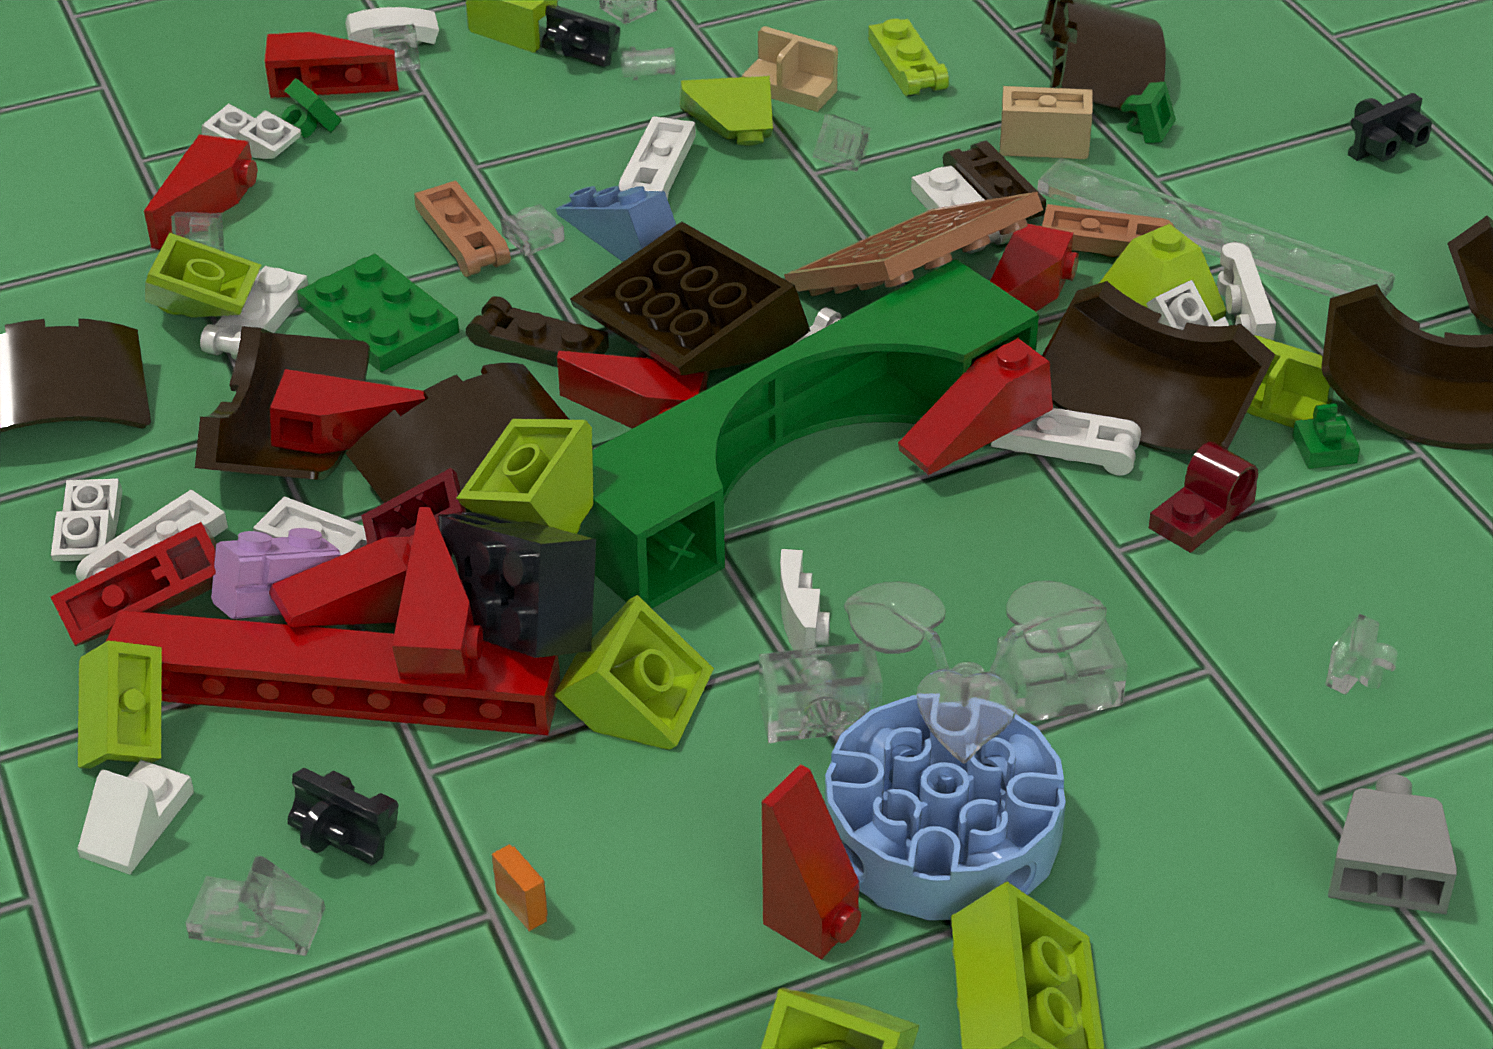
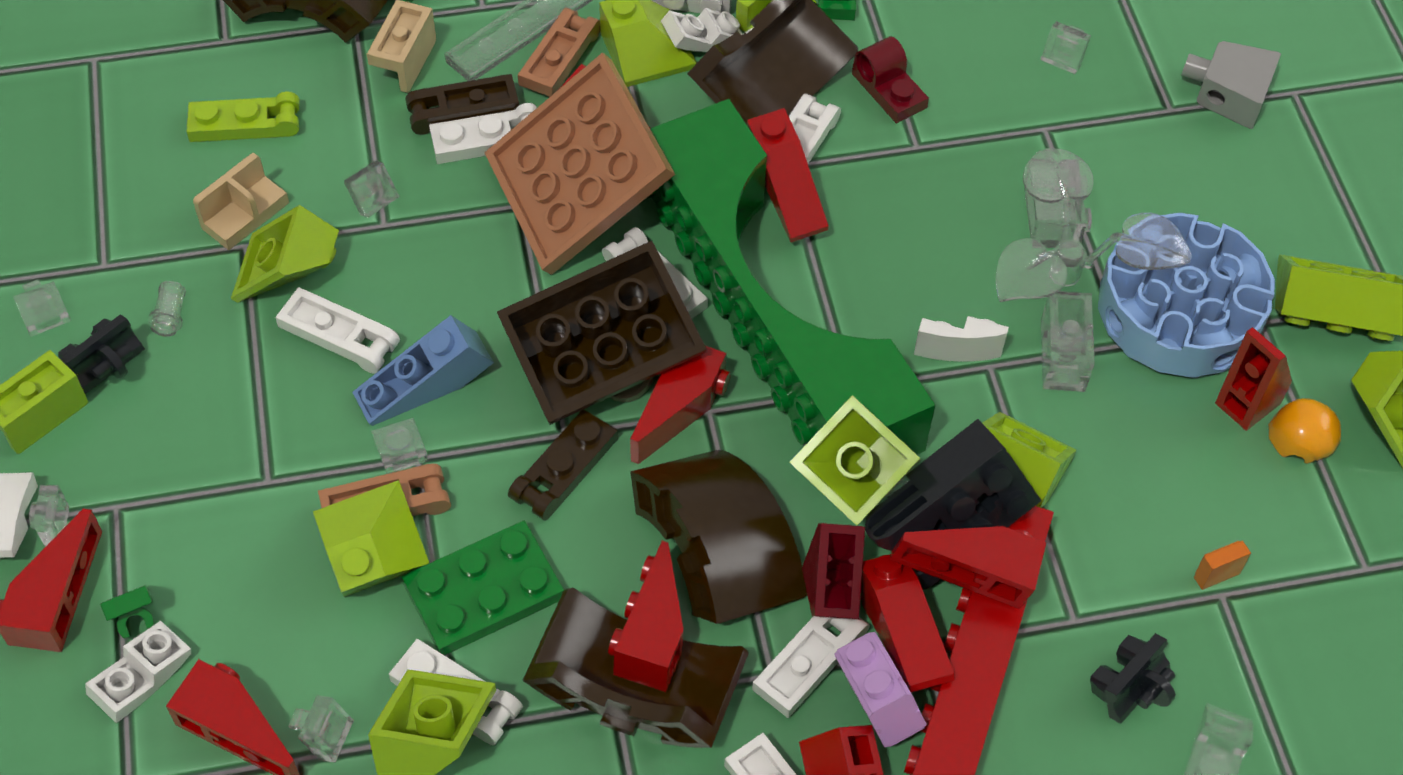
camera: 80 degrees left, 15 degrees up
(399, 215) = (370, 538): none -> lime slope
(765, 964) = (1305, 430): none -> light orange hair

